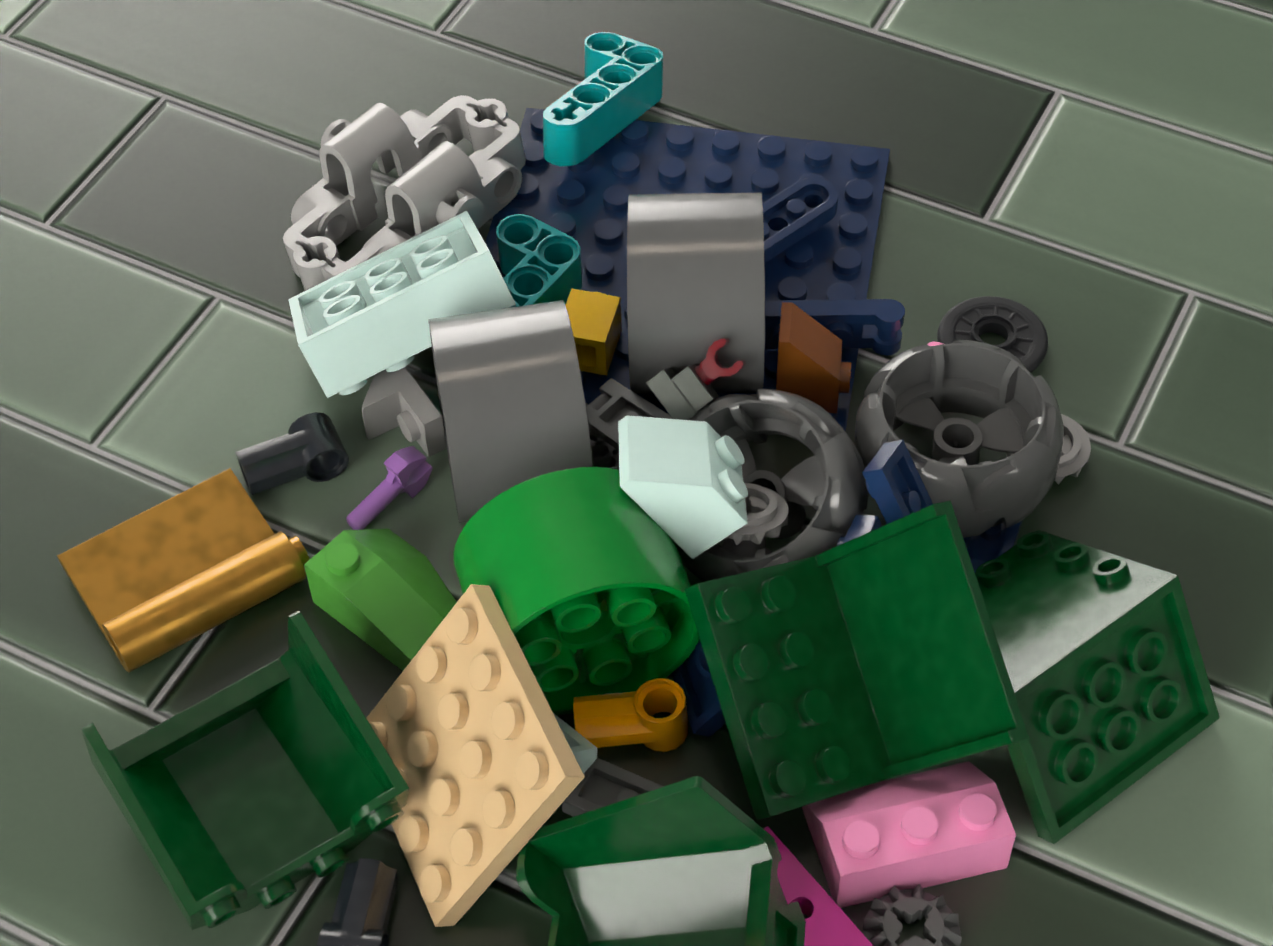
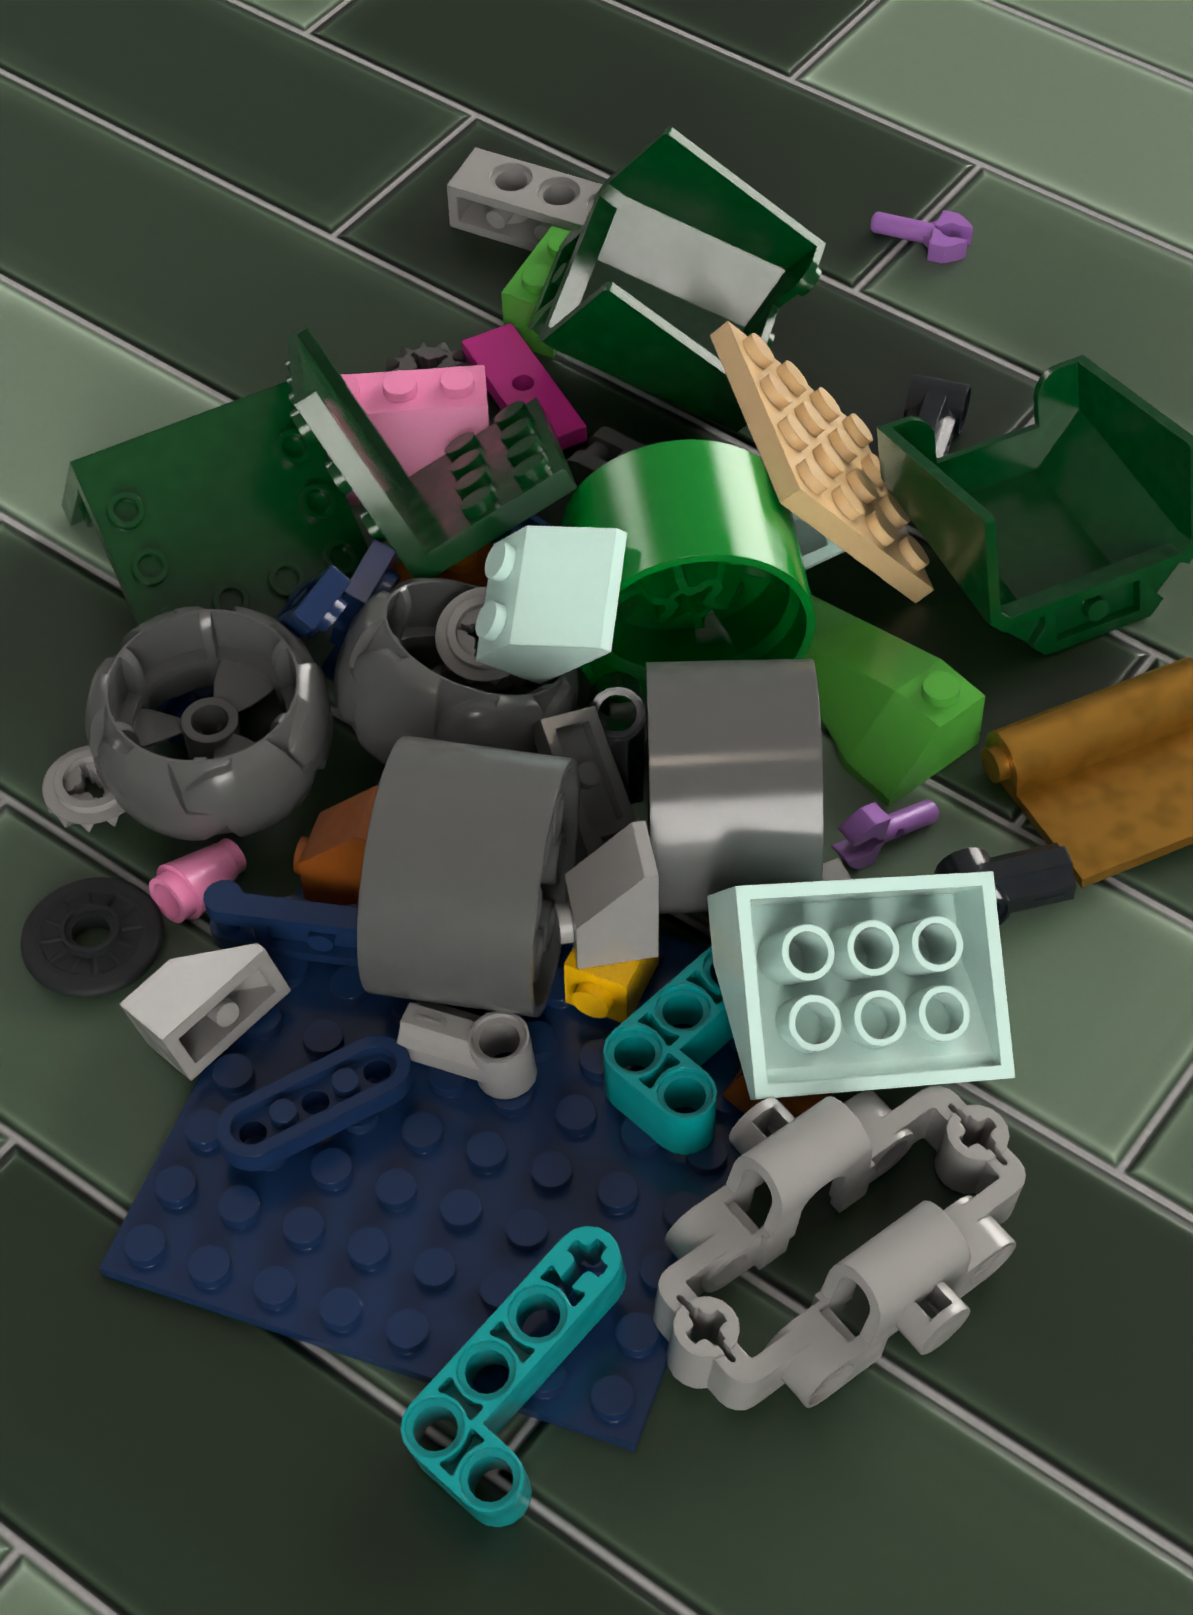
camera: 170 degrees left, 0 degrees up
(589, 290) = (612, 902): none -> light grey slope
(691, 388) = (508, 727): pearl dark grey piece -> none
(888, 268) = (204, 1003): none -> light grey slope

